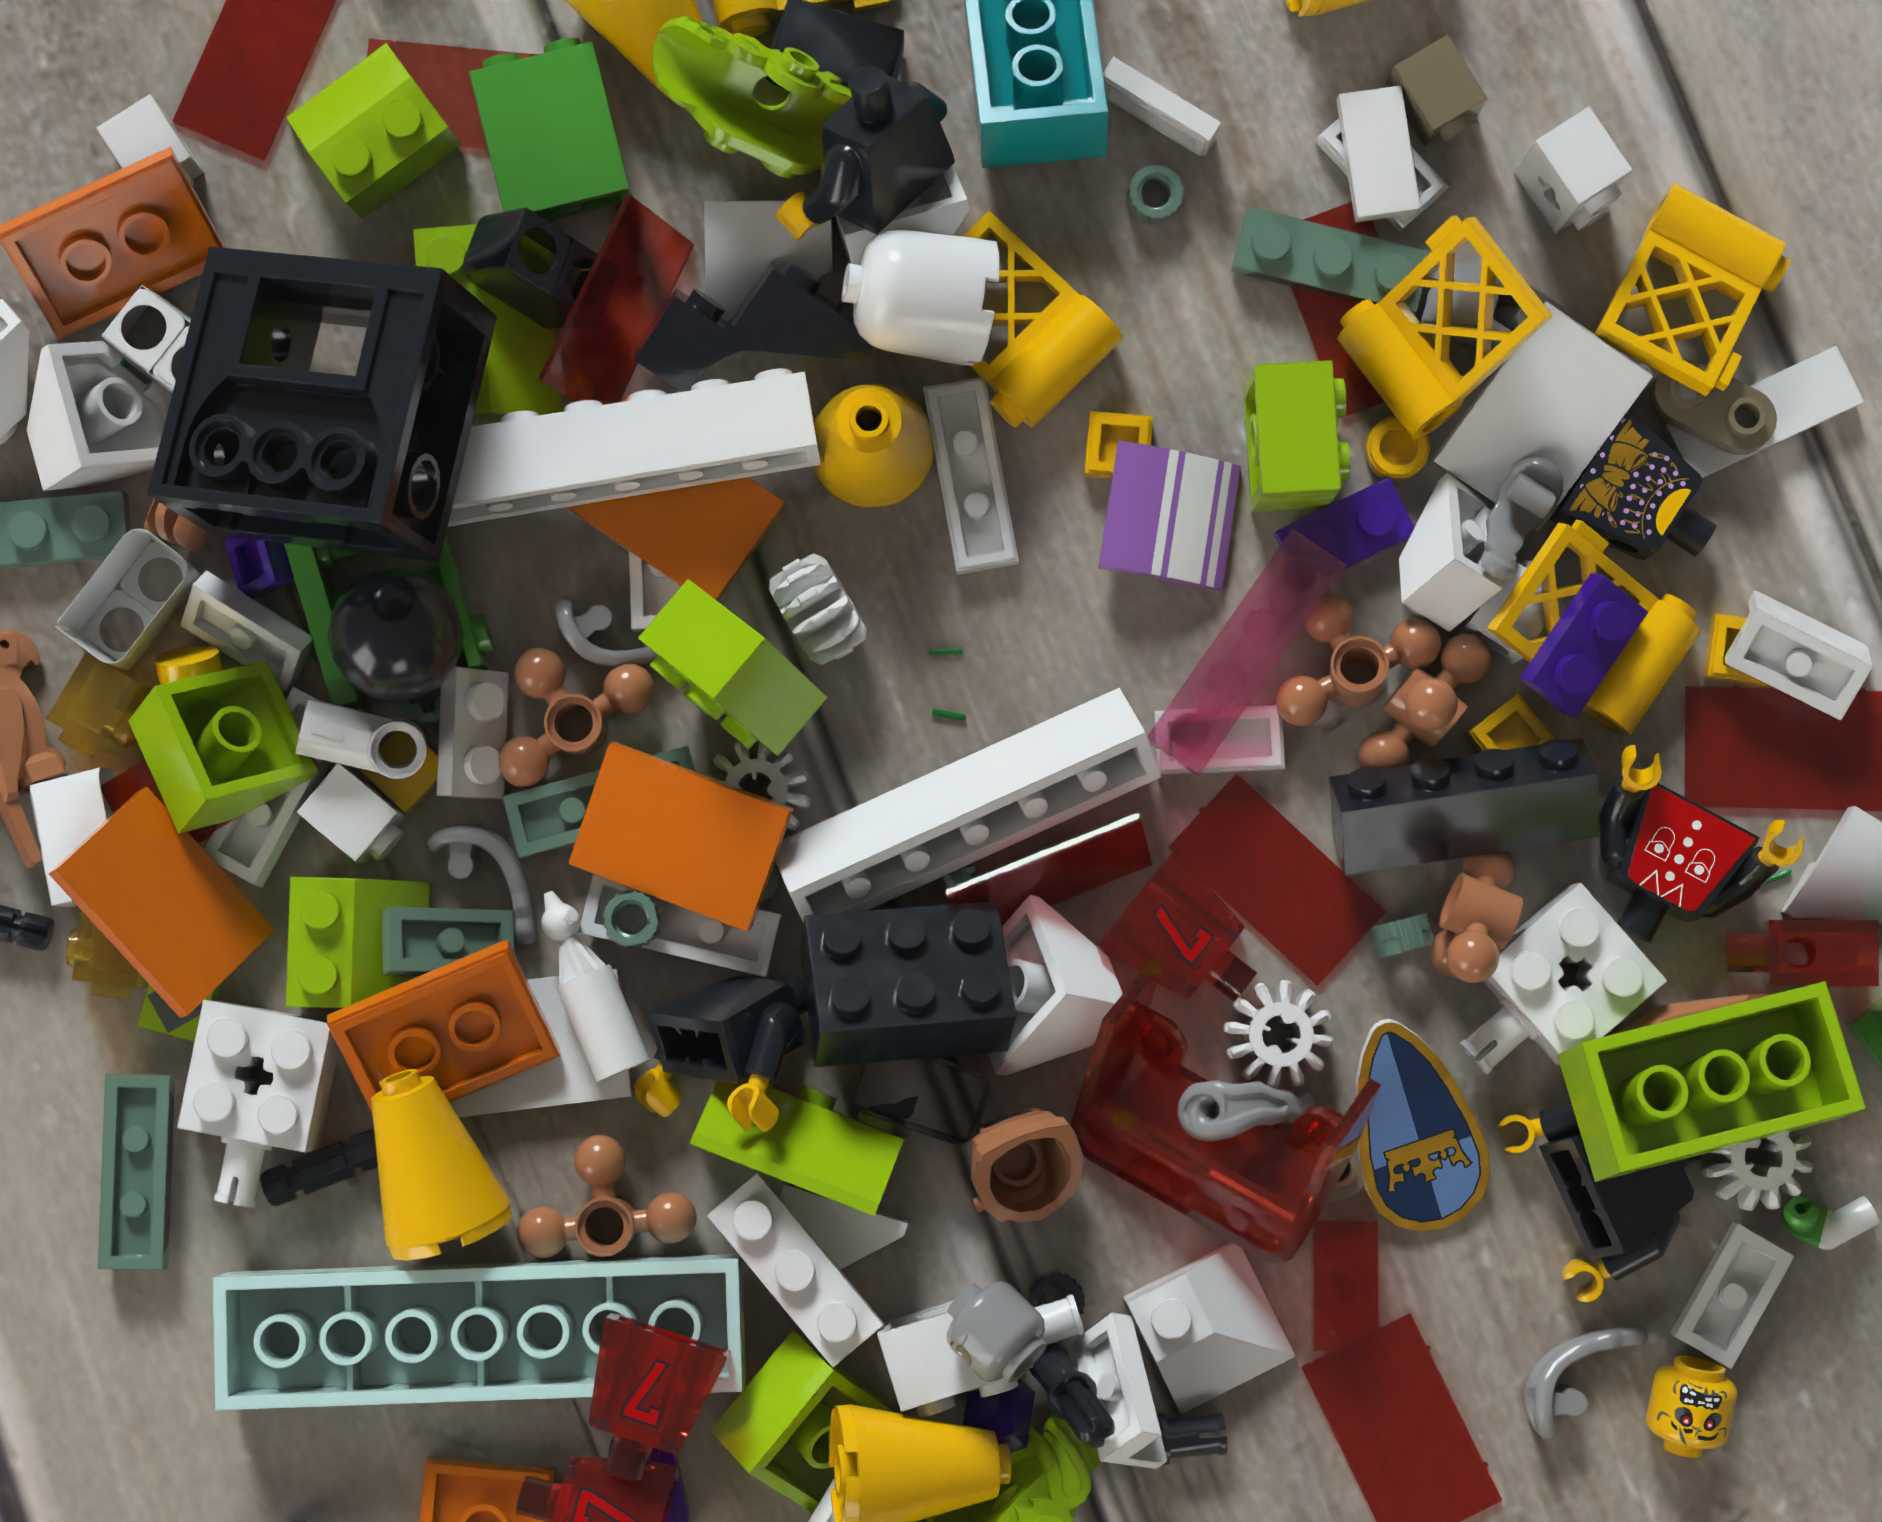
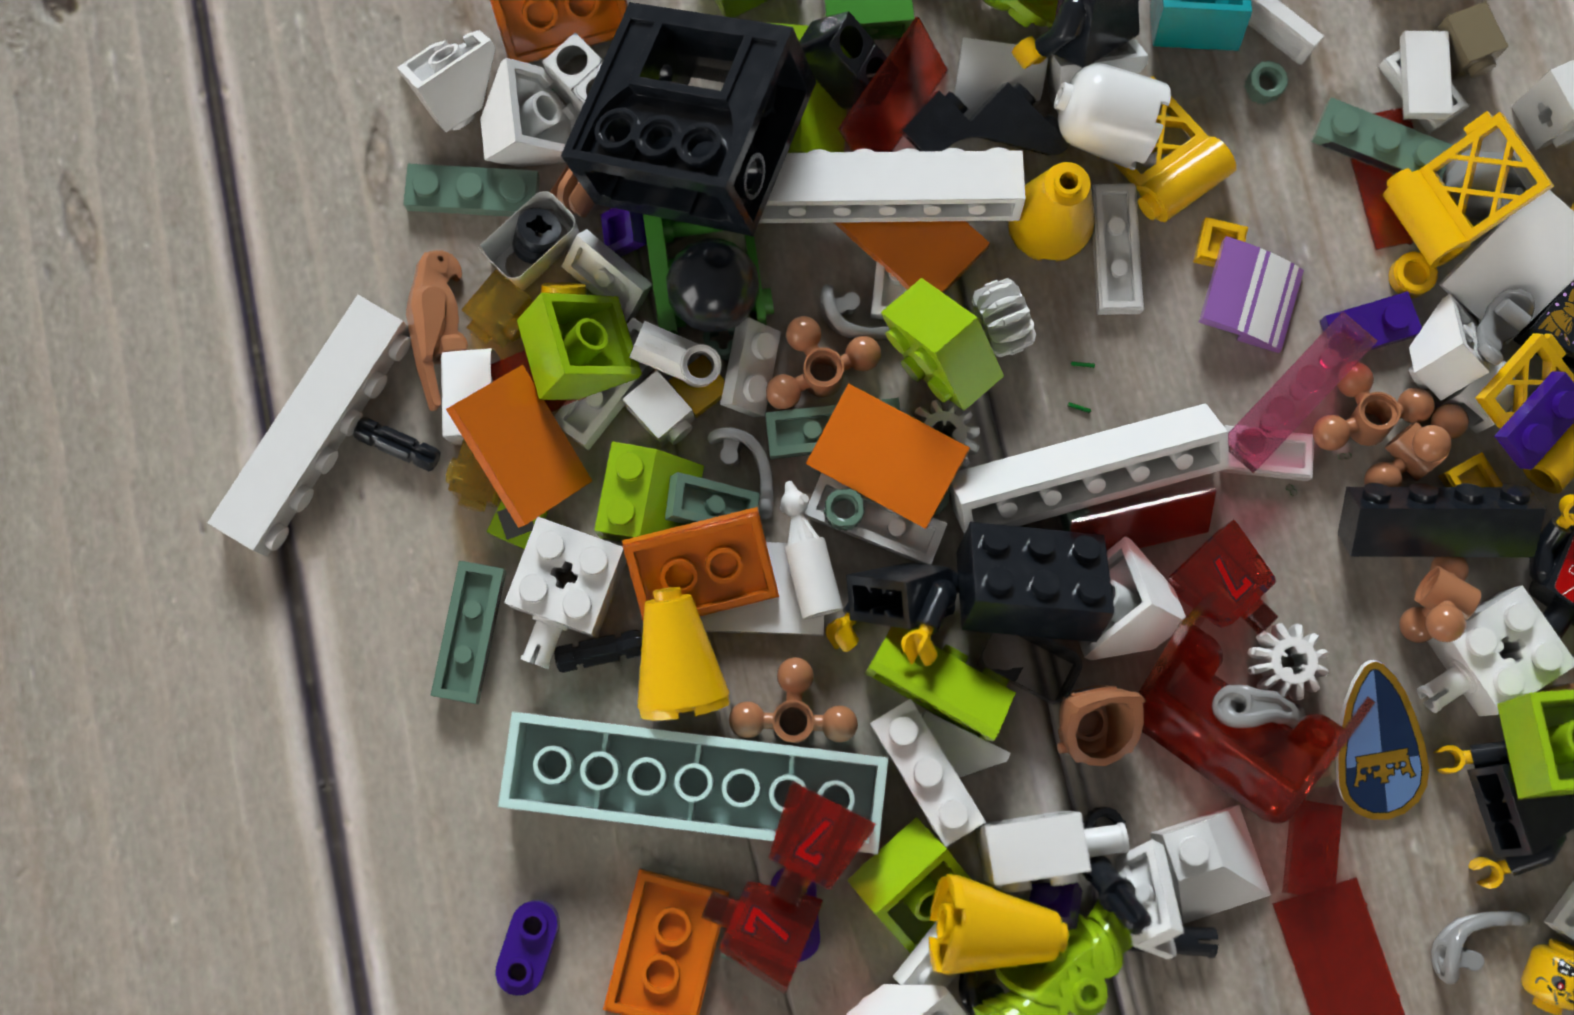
camera: 10 degrees right, 5 degrees down
(135, 606) = (526, 242): none -> black wheel
(996, 1331) = (1075, 836): light grey head -> none
(1277, 879) = (1304, 562): clear red piece -> none
(1293, 436) = (1350, 249): lime brick -> none
(1402, 935) = (1383, 606): sand green axle -> none

